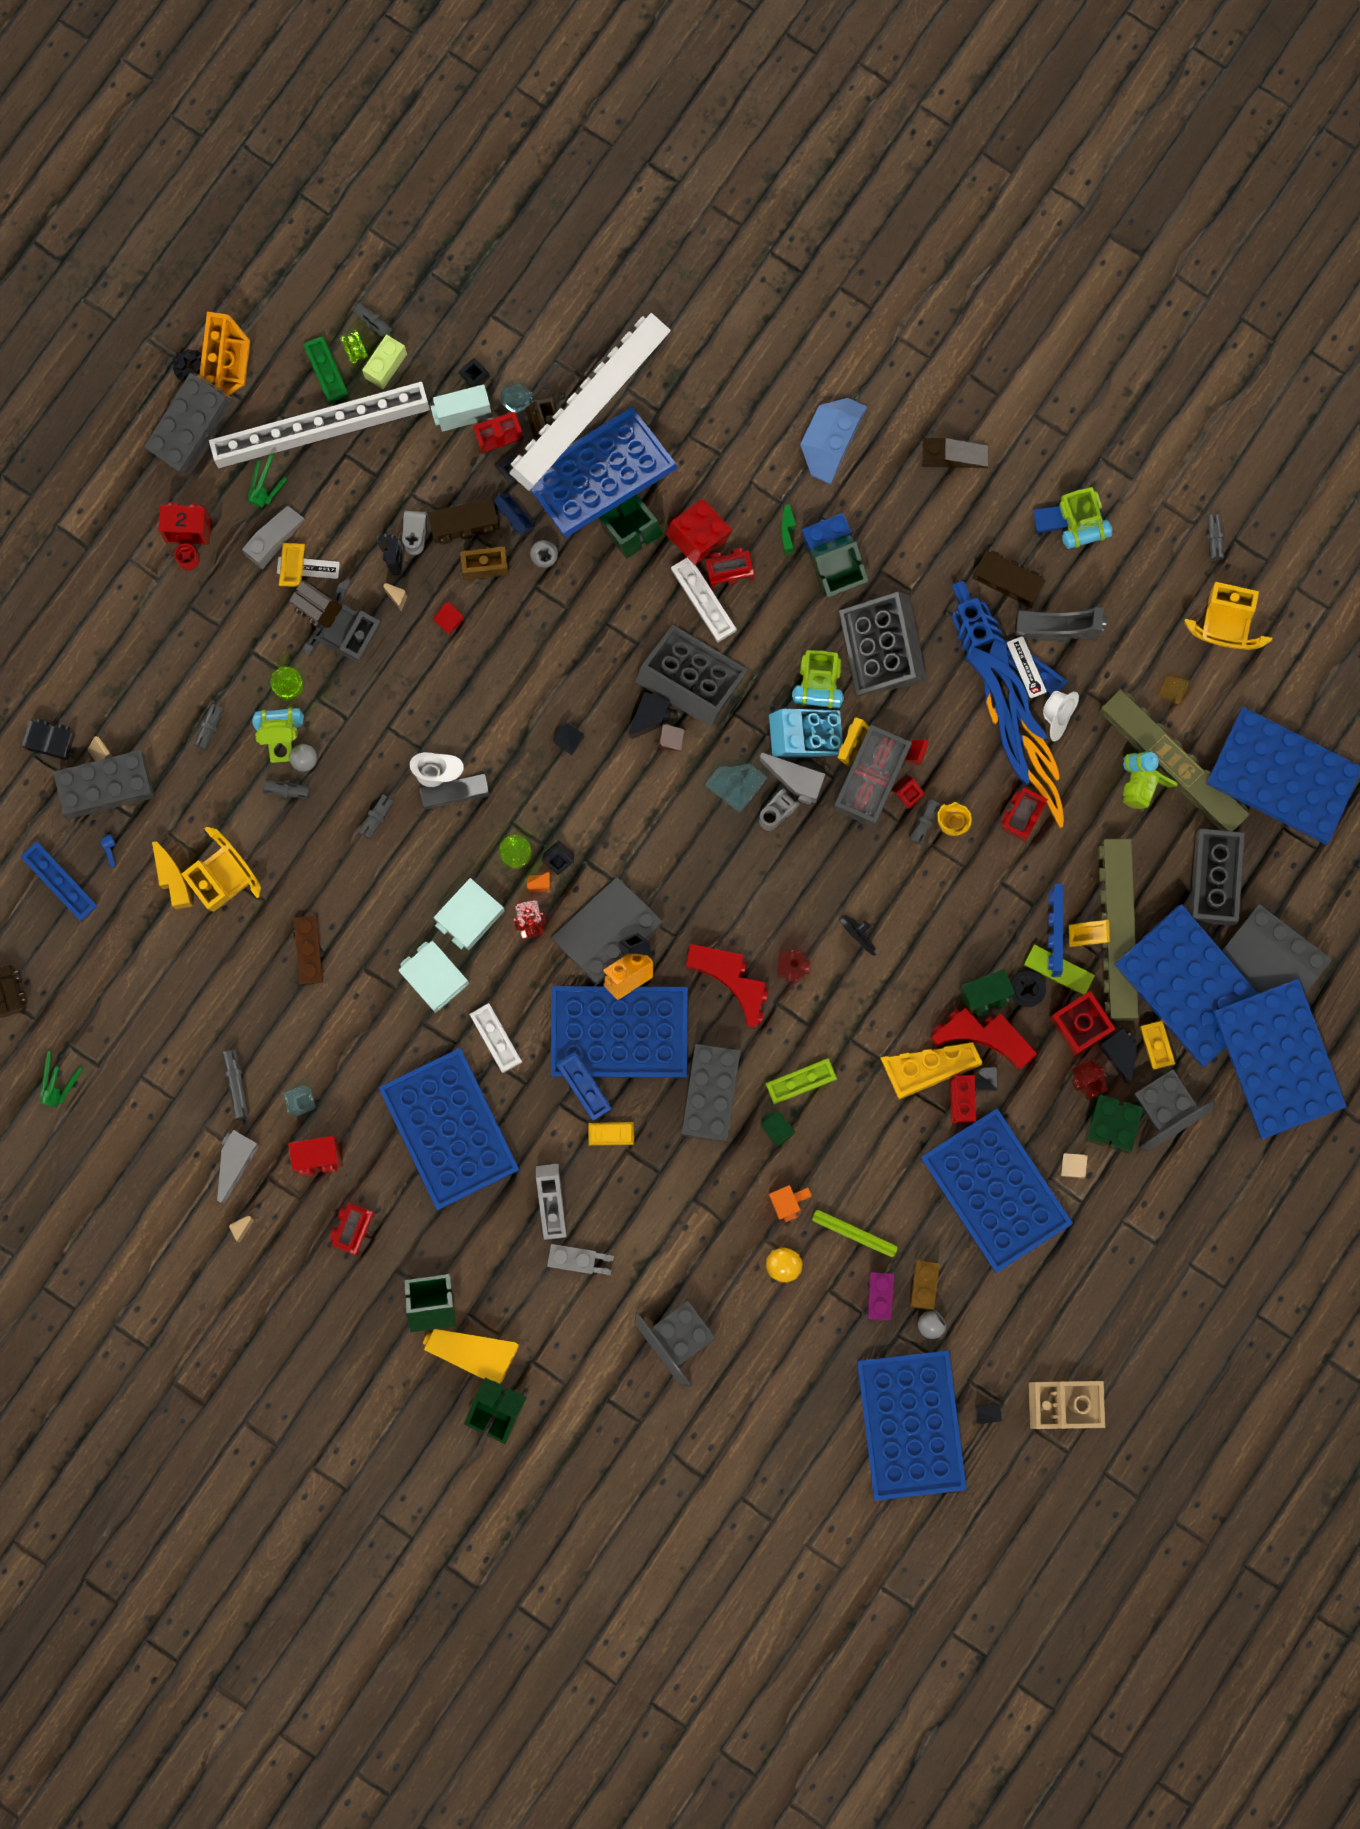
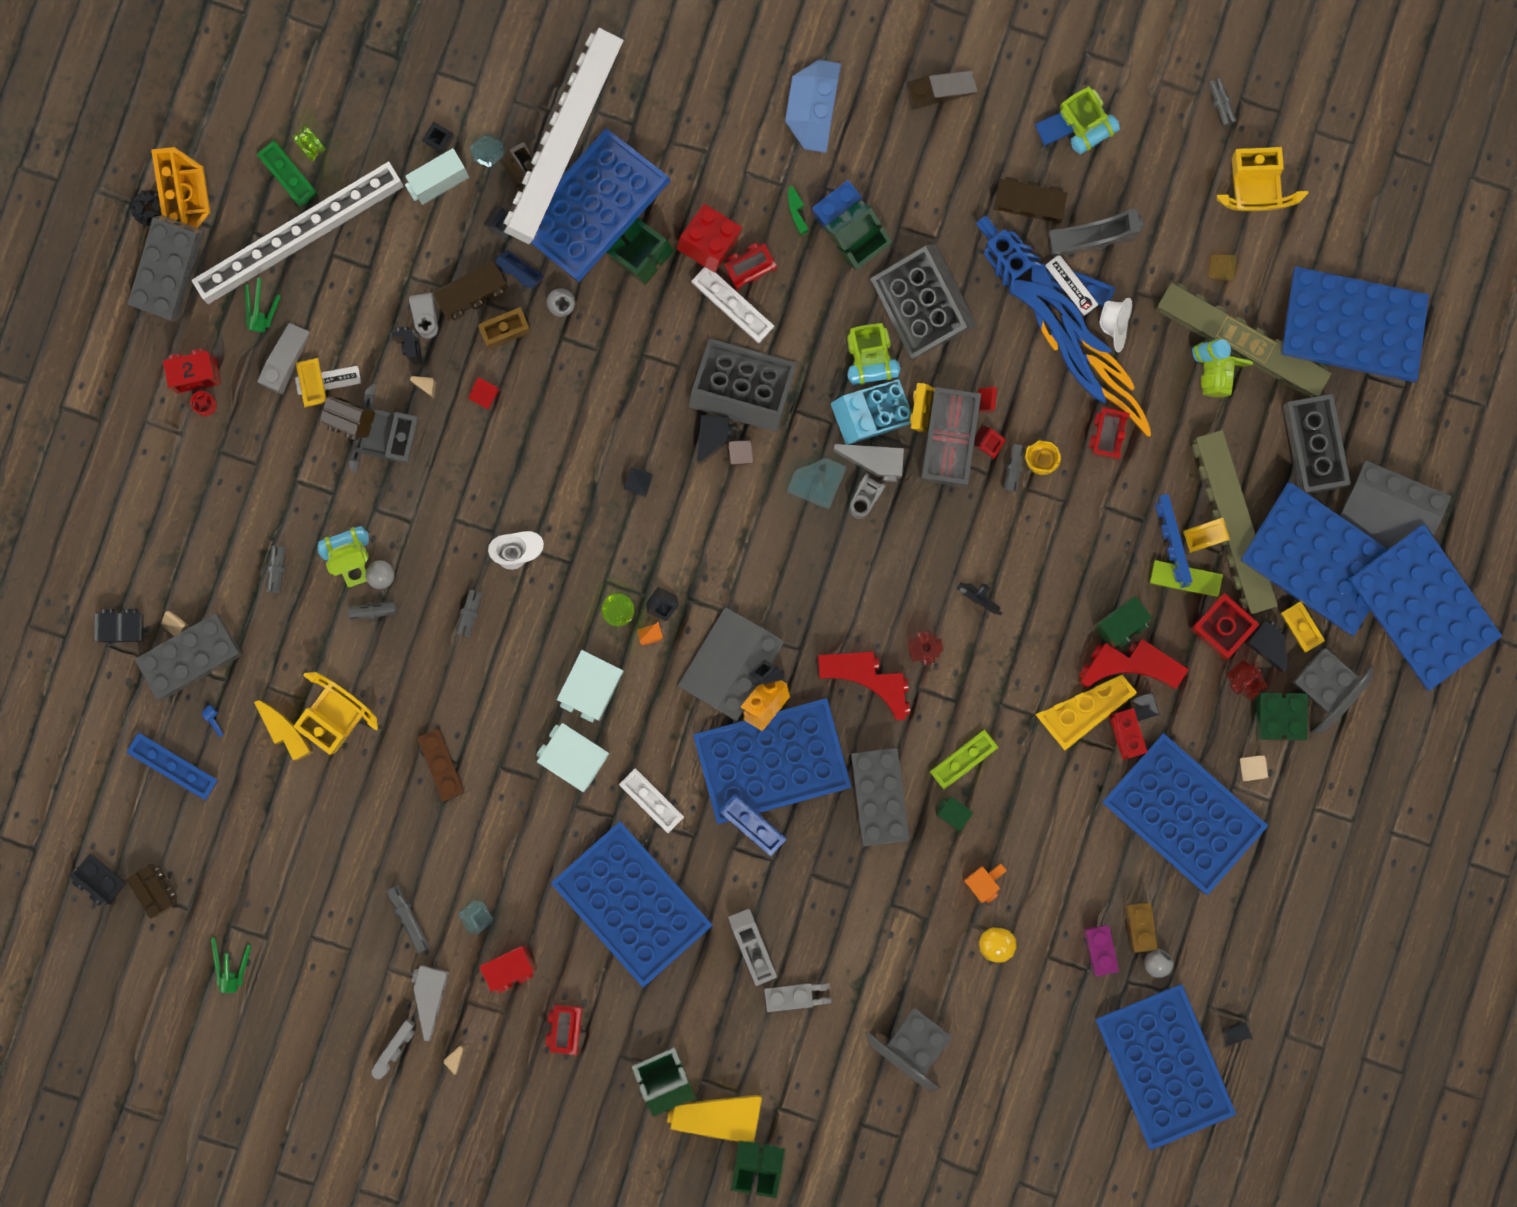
camera: 20 degrees left, 5 degrees up
(185, 1203) = (392, 1052): none -> light grey hinge
(287, 683) = (341, 504): clear neon green wheel -> none
(373, 320) = (321, 111): dark grey pin -> none
(384, 362) = (344, 150): yellowish green brick -> none
(454, 792) = (540, 567): dark grey slope -> none
(498, 432) = (479, 191): red window -> none
(529, 919) = (652, 674): clear red brick -> none
(611, 1133) = (792, 863): yellow tile -> none
(854, 1233) = (1058, 894): lime axle -> none
(1038, 990) = (1171, 604): black gear -> none
(1066, 1405) = (1310, 1004): tan slope -> none

